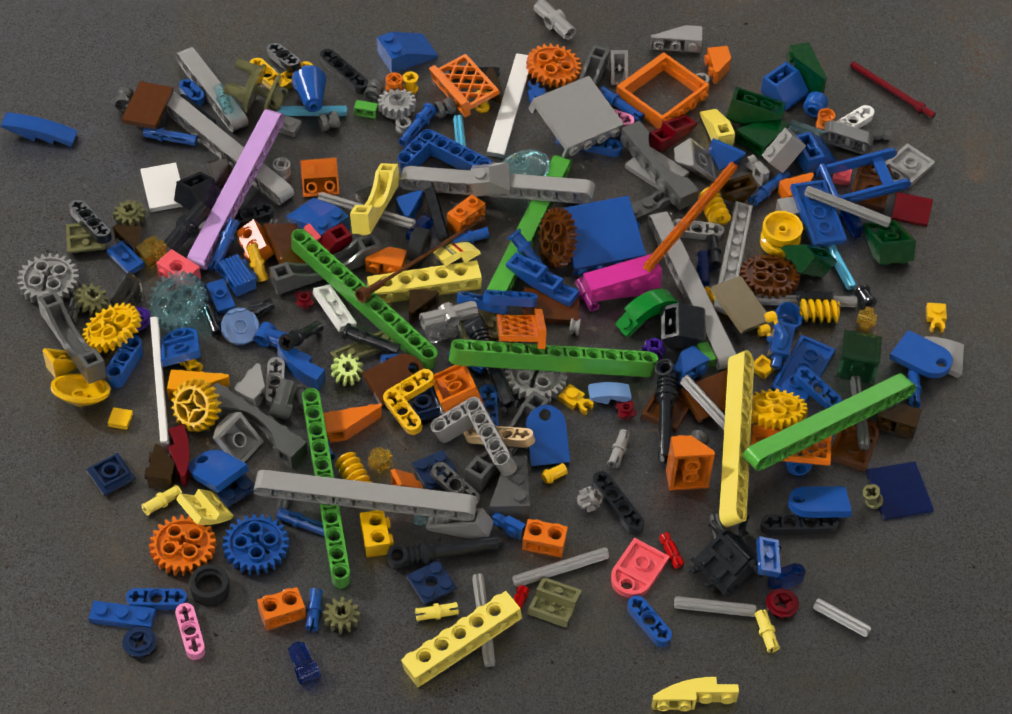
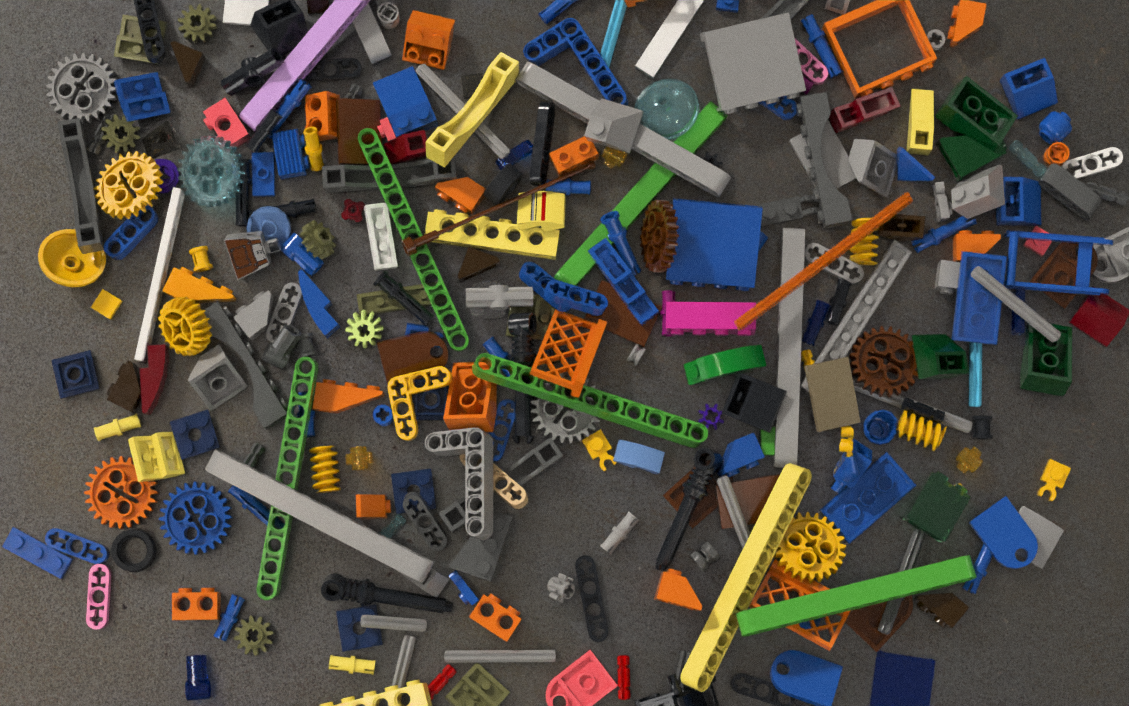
camera: 25 degrees right, 30 degrees up
(58, 362) = (59, 209): yellow slope -> none
(100, 269) = (141, 96): none -> blue slope
(125, 257) = (175, 86): blue plate -> none
(135, 635) = (33, 592): dark blue gear -> none
(152, 250) = (205, 90): clear yellow brick -> none
(180, 346) = (194, 238): blue tile -> none
(211, 261) = (263, 130): none -> black pin
(217, 469) = (183, 416): blue tile -> none
(231, 342) = (250, 251): none -> torso
(284, 319) = (318, 239): none -> olive gear
(296, 337) = (321, 272): black pin -> none
(373, 533) = (316, 548): yellow brick -> none
(385, 426) = (378, 411): none -> blue bush
(409, 204) = (514, 119): blue slope -> none
(455, 566) = (393, 623): none -> light grey axle
(497, 206) = (613, 157): none -> clear yellow gear
(550, 437) = (545, 496): blue tile -> none
(554, 473) = (537, 539): yellow pin -> none
(626, 414) = (653, 479): dark red plate -> none
(762, 367) = (823, 478): yellow tile -> none
(780, 230) = (922, 296): yellow wheel -> none
(805, 60) = (1065, 64): dark green slope -> none
(816, 381) = (867, 517): blue beam -> none
(871, 498) = (871, 696): olive bush -> none

